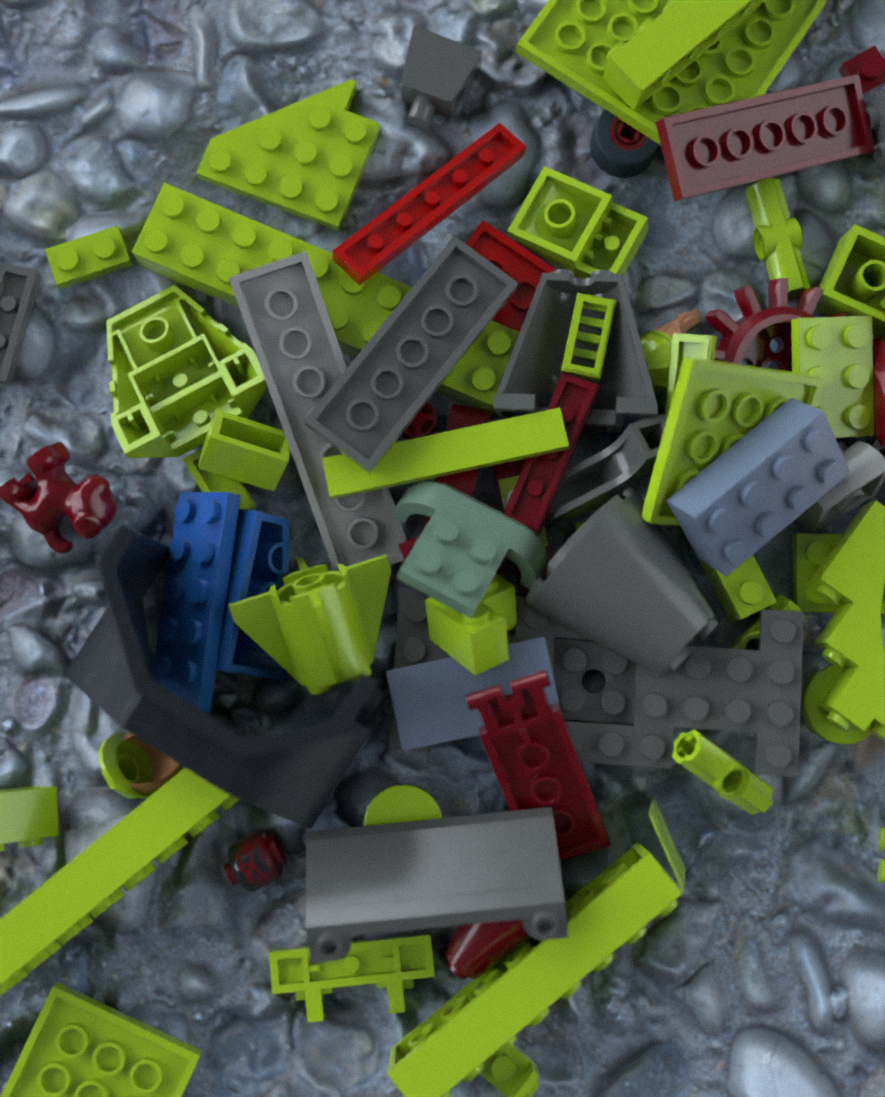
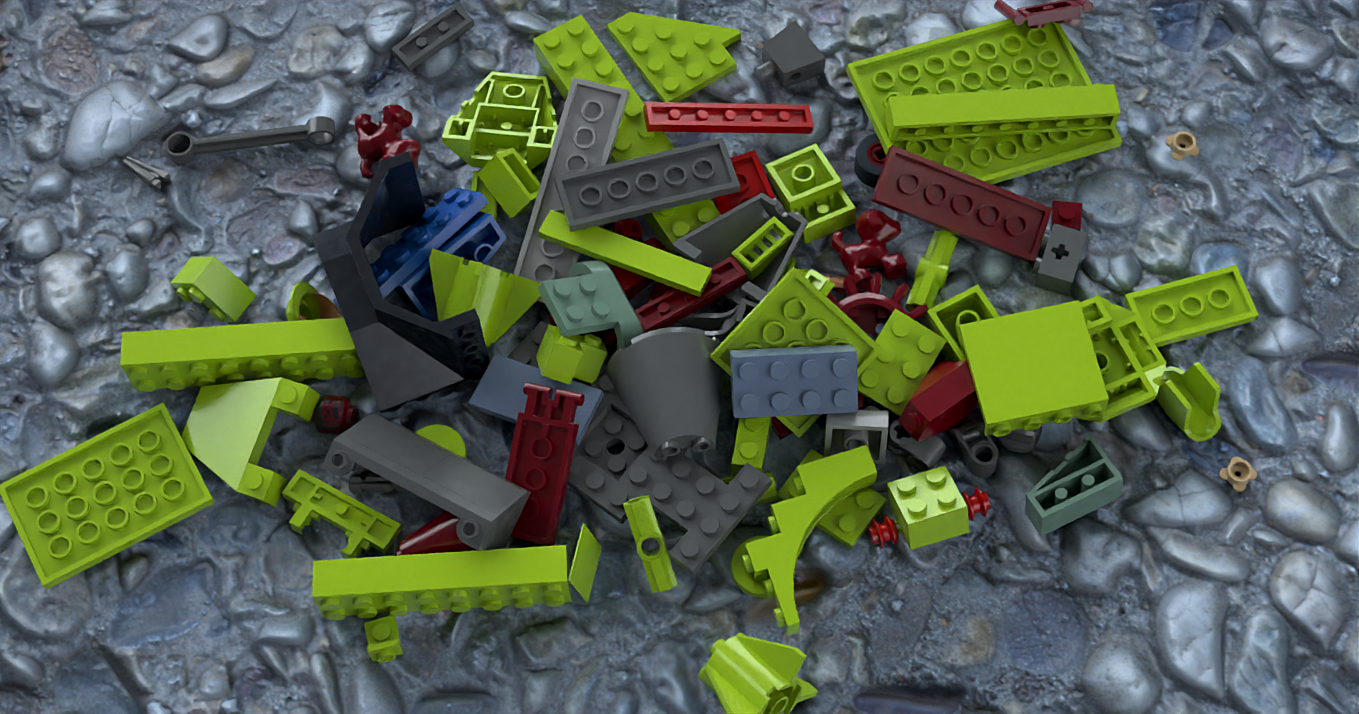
camera: 40 degrees right, 20 degrees down
(88, 257) = (509, 32): lime plate -> none
(158, 966) = (233, 425): none -> lime wedge
(687, 231) = (875, 231): none -> dark red animal

